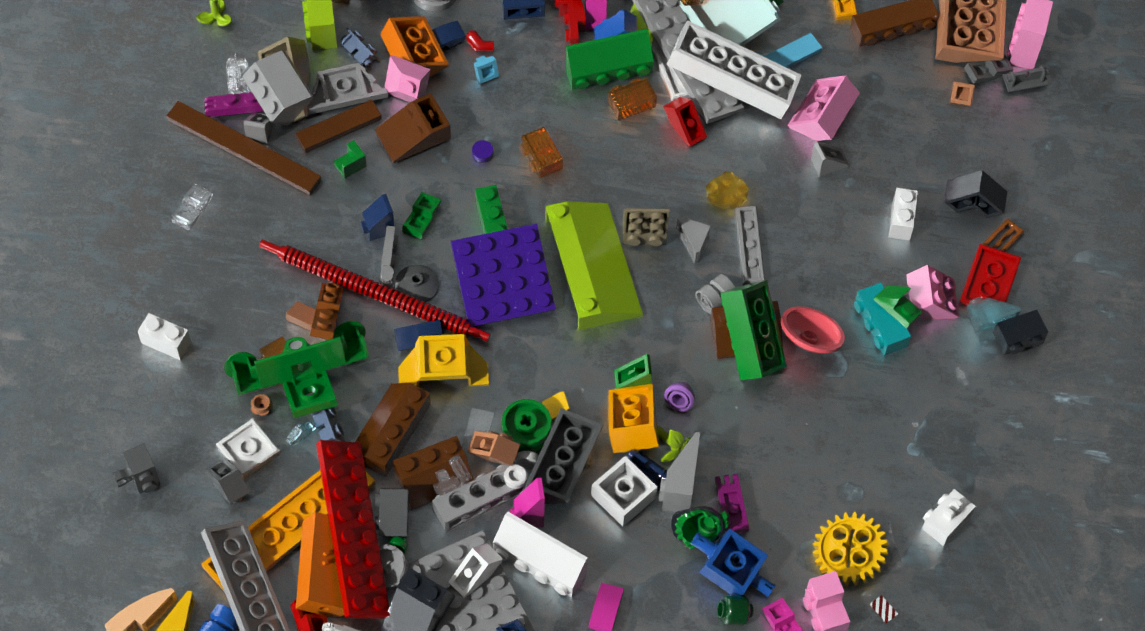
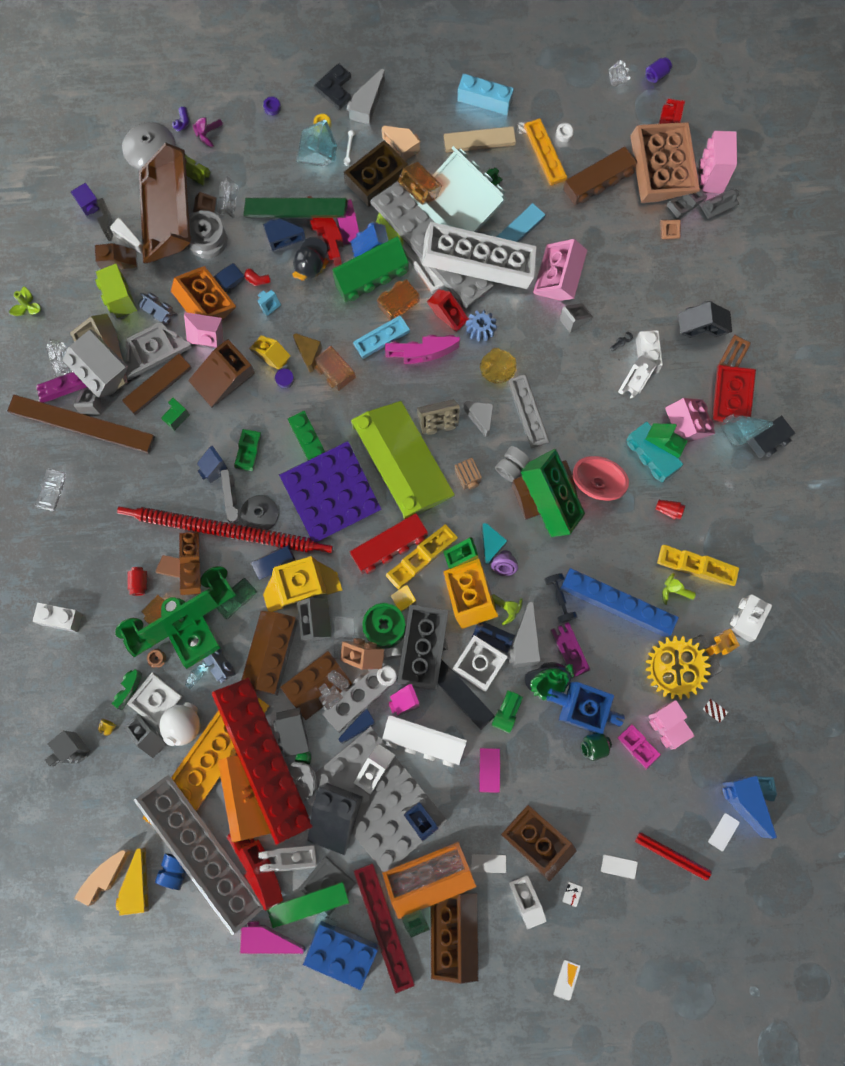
camera: 10 degrees left, 15 degrees up
(186, 463) = (106, 726): none -> yellow hinge
(227, 423) = (130, 683): none -> green slope
(262, 320) = (137, 581): none -> red brick
(270, 475) = (180, 724): none -> white brick
(376, 362) = (244, 592): none -> clear green slope
(449, 402) = (314, 619): none -> dark grey brick
(467, 526) = (361, 724): none -> dark blue slope
(474, 120) = (270, 352): none -> yellow slope
(517, 125) = (308, 348): none -> pearl gold slope
(544, 35) = (310, 259): none -> black hair
(554, 346) = (388, 544): none -> red brick
(589, 368) = (422, 556): none -> yellow slope
(596, 521) = (463, 696): none -> black slope
(603, 132) = (384, 334): none -> medium azure plate
(639, 556) = (506, 714): none -> green piece
(650, 158) = (430, 349): none -> dark pink slope
(663, 293) = (468, 474): none -> medium nougat brick
(672, 370) = (492, 543): none -> teal slope
(718, 145) = (481, 332): none -> medium blue gear
(734, 425) = (554, 579): none -> black wheel
(799, 465) = (619, 603): none -> blue brick
(867, 463) = (677, 587): none -> lime plant
(874, 197) = (621, 341): none -> black hand
(882, 234) = (638, 376): none -> white hinge
(886, 382) = (671, 508): none -> red cone
(903, 450) = (698, 566): none -> yellow slope
(911, 534) = (725, 643): none -> light orange plate

